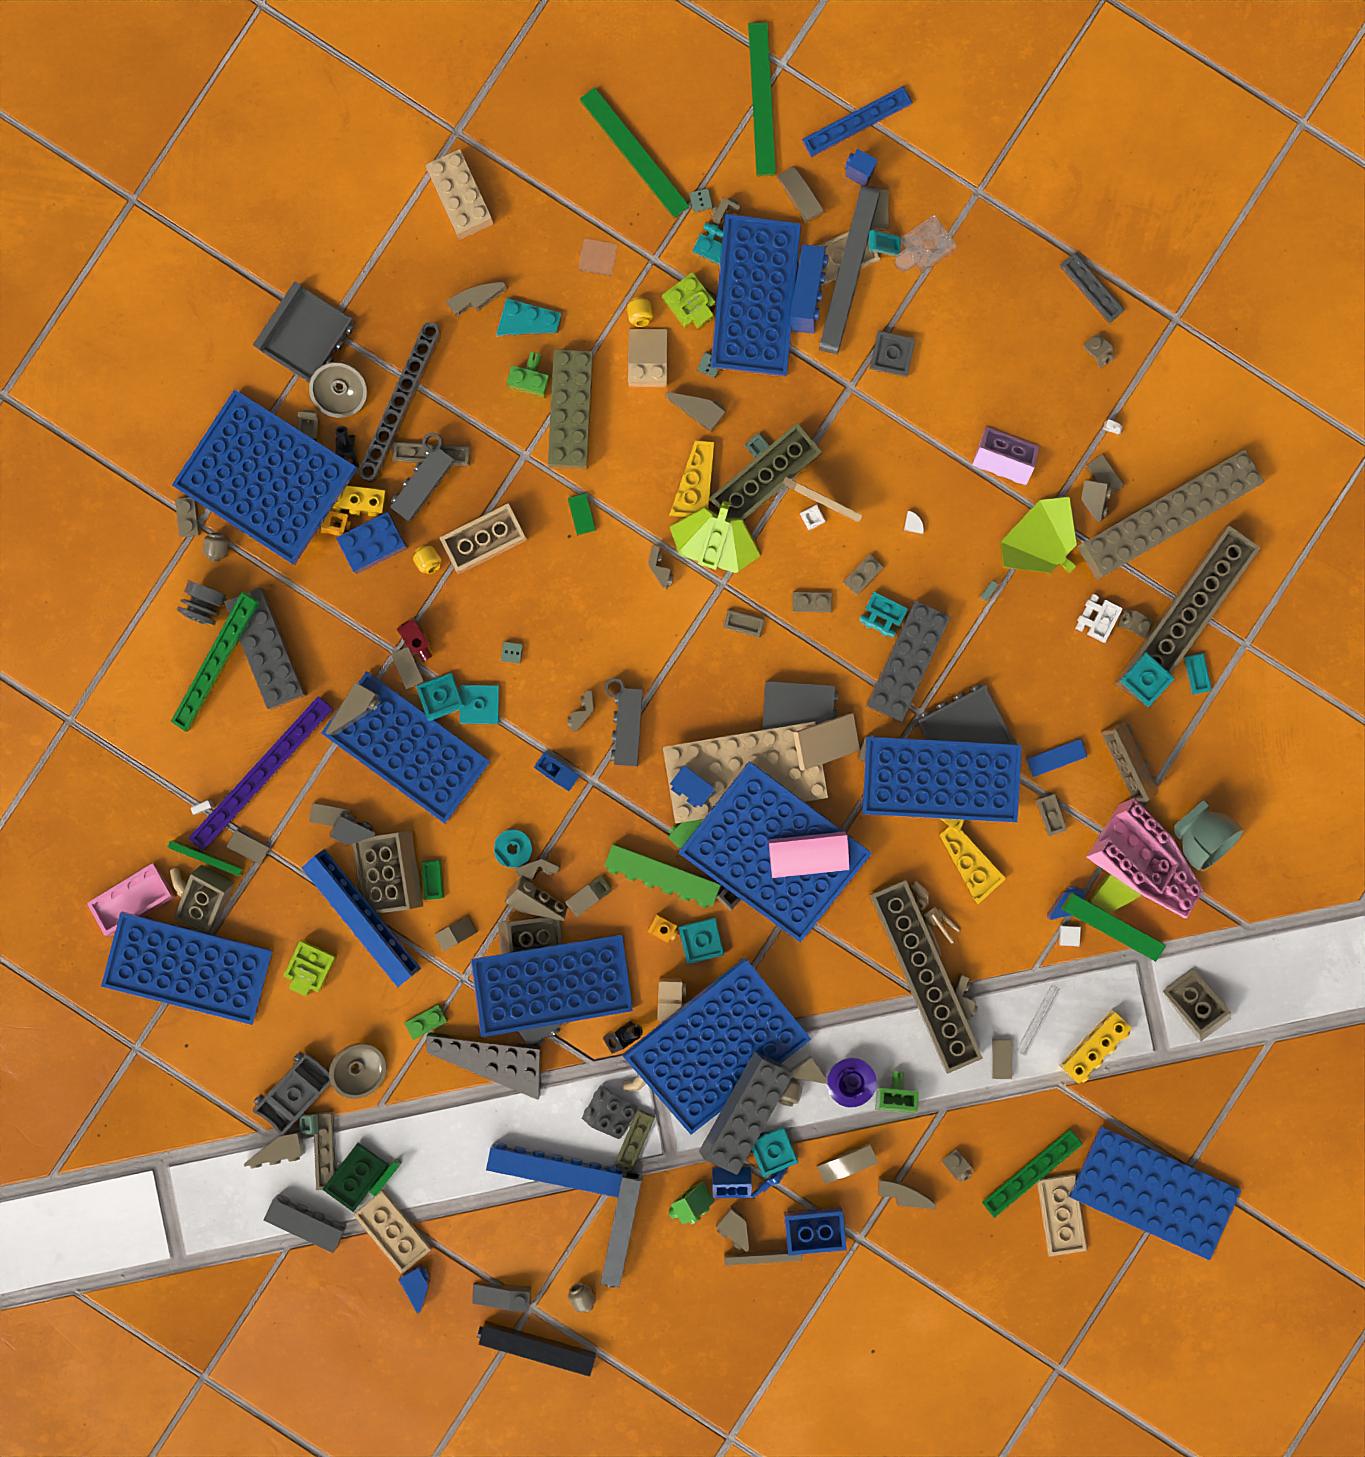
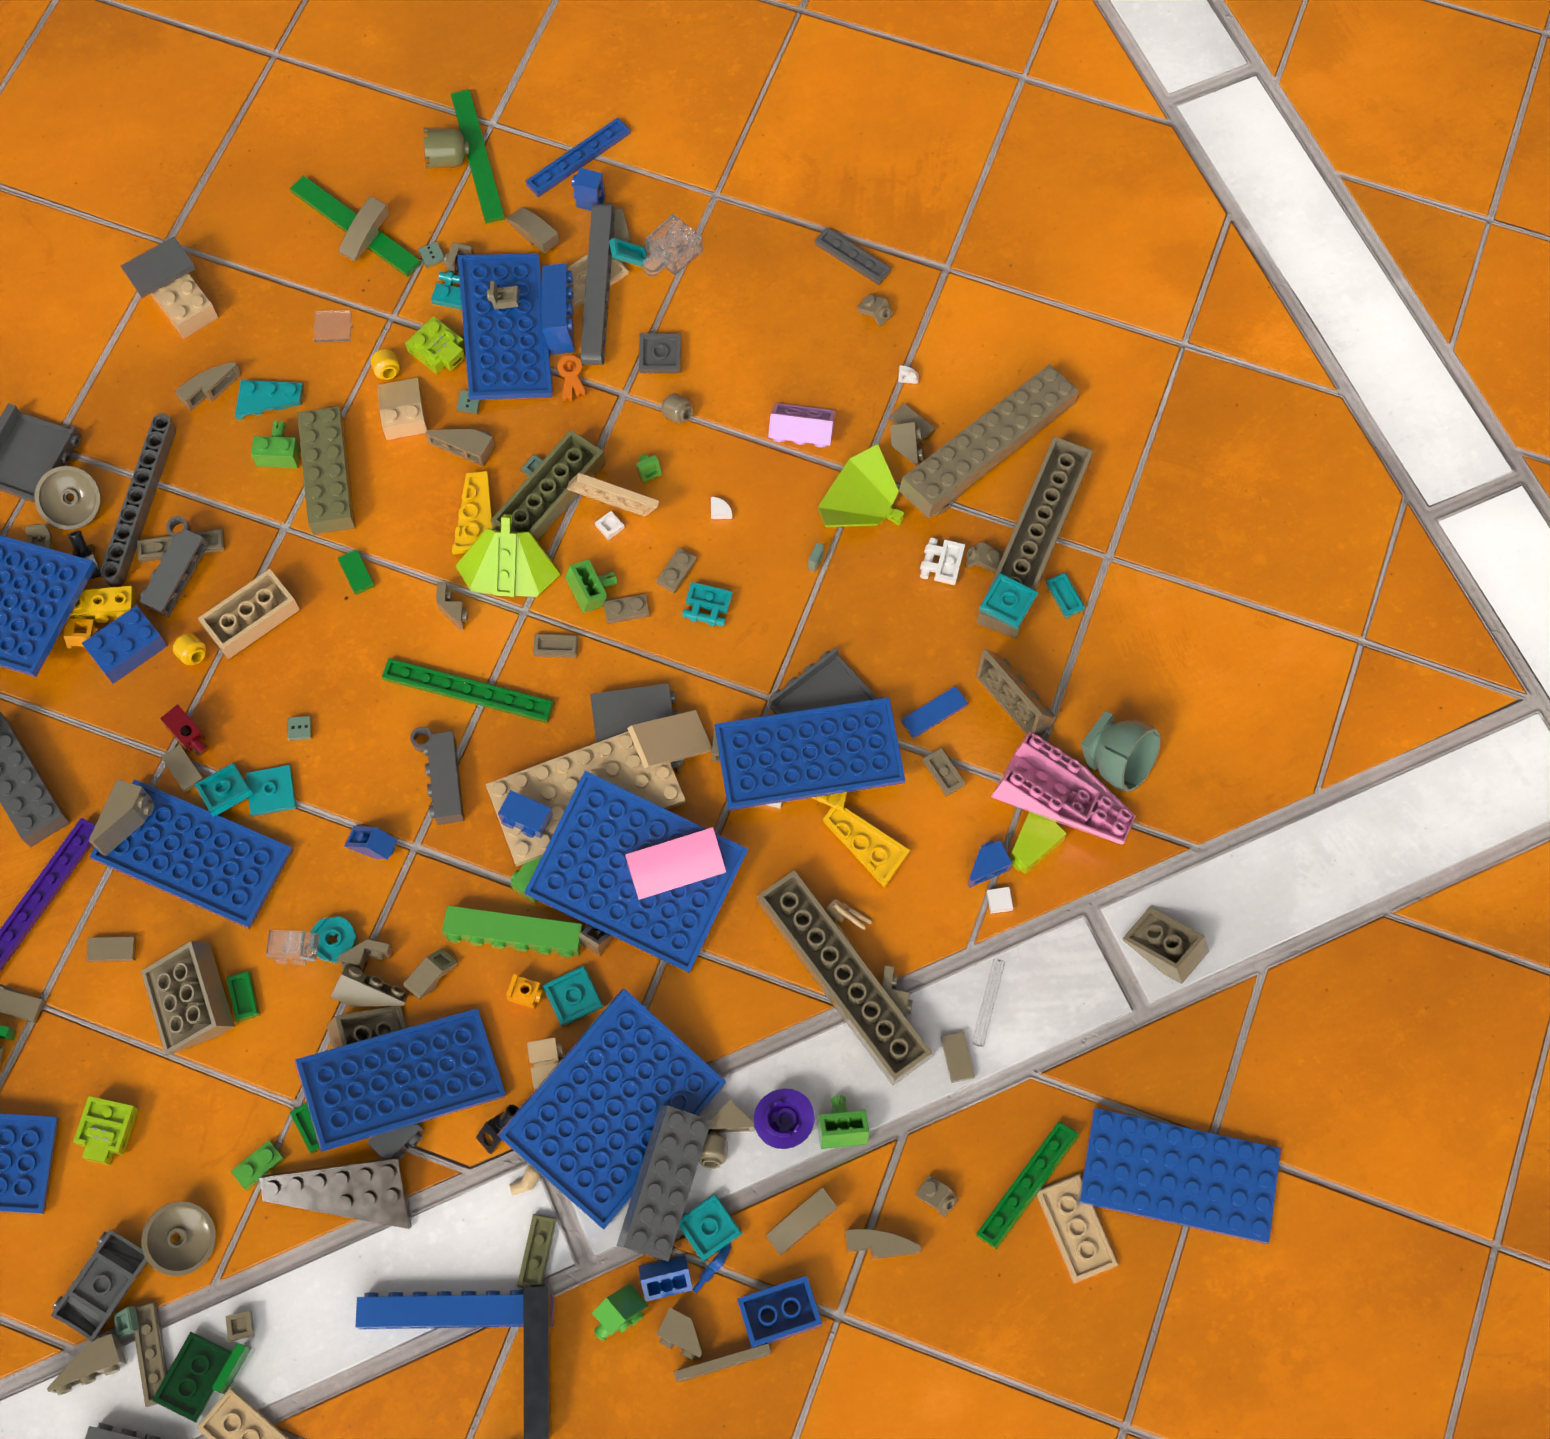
camera: 15 degrees left, 20 degrees down
(349, 830) = (135, 957): dark grey slope -> none
(361, 917) = (161, 1055): blue brick -> none
(396, 1146) = (240, 1326): none -> dark tan plate
(447, 170) = (158, 267): none -> dark grey tile
(455, 933) = (278, 1051): dark tan slope -> none
(468, 998) = (305, 1126): none -> green tile
(479, 851) = (292, 946): none -> clear brick
(578, 718) = (390, 776): dark tan slope -> none
(609, 1113) = (500, 1224): dark grey bracket -> none
(642, 164) = (363, 228): none -> dark tan slope
(660, 648) = (468, 690): none -> green tile
(732, 89) = (444, 147): none -> olive cylinder
(761, 269) = (503, 297): none -> dark tan bracket
(783, 576) = (587, 586): none -> bright green brick
(806, 351) = (570, 368): none -> orange piece
(858, 470) = (648, 467): none -> bright green tile
(896, 416) = (677, 408): none -> dark tan head
(907, 661) = (744, 645): dark grey brick -> none
(922, 895) = (819, 890): tan arm -> none
(1095, 1047) = (1061, 1018): yellow brick -> none
(1113, 926) = (1045, 873): green tile -> none

